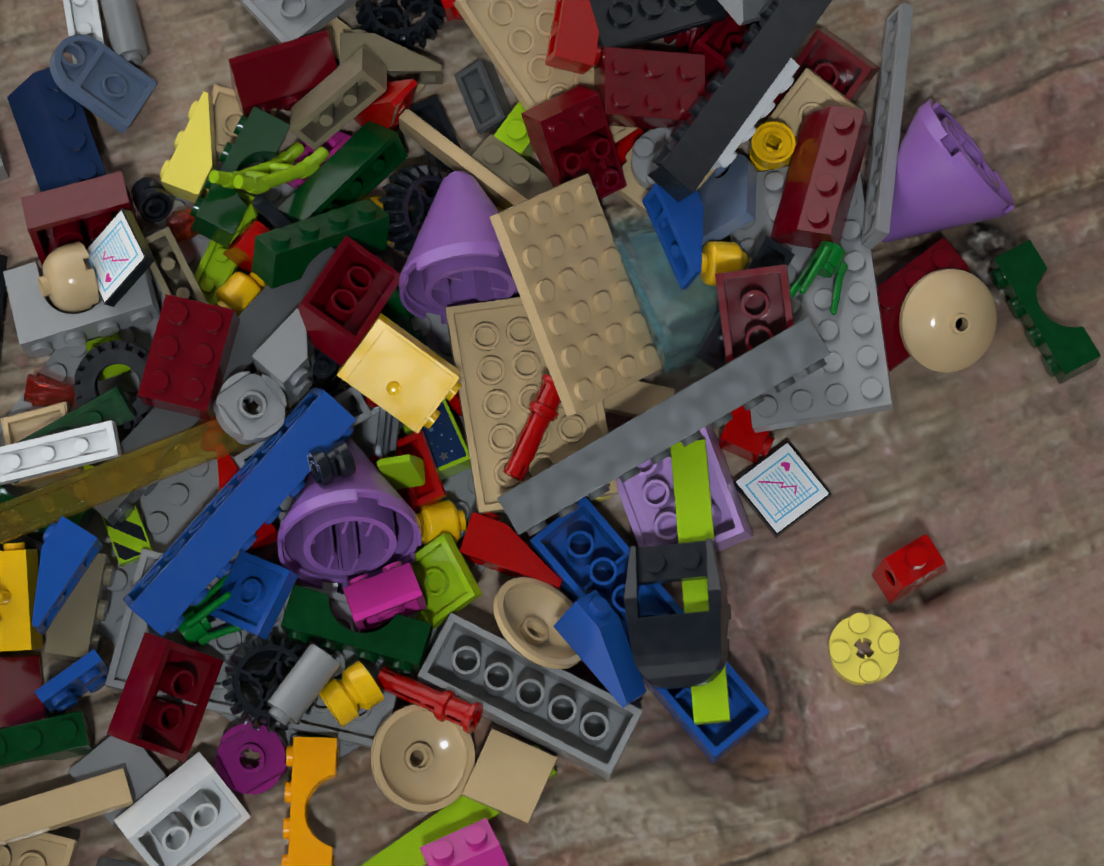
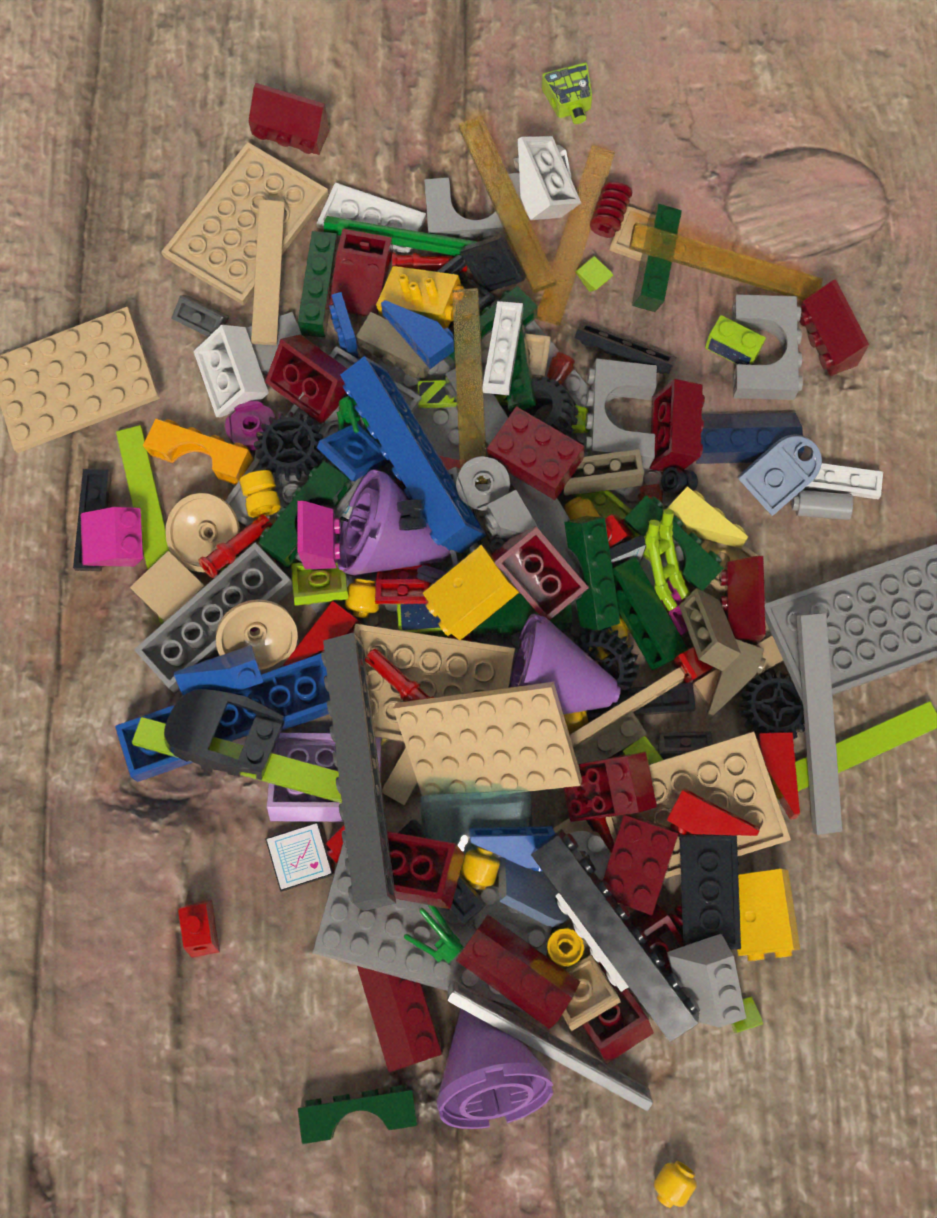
camera: 110 degrees right, 0 degrees up
(69, 280) = (632, 403): tan cylinder -> none
(118, 257) = (633, 434): tile -> none
(302, 685) = (271, 457): light grey brick -> none
(403, 471) = (403, 578): lime slope -> none
(883, 645) = (142, 865): light yellow plate -> none
(930, 319) = (388, 1032): tan dish -> none

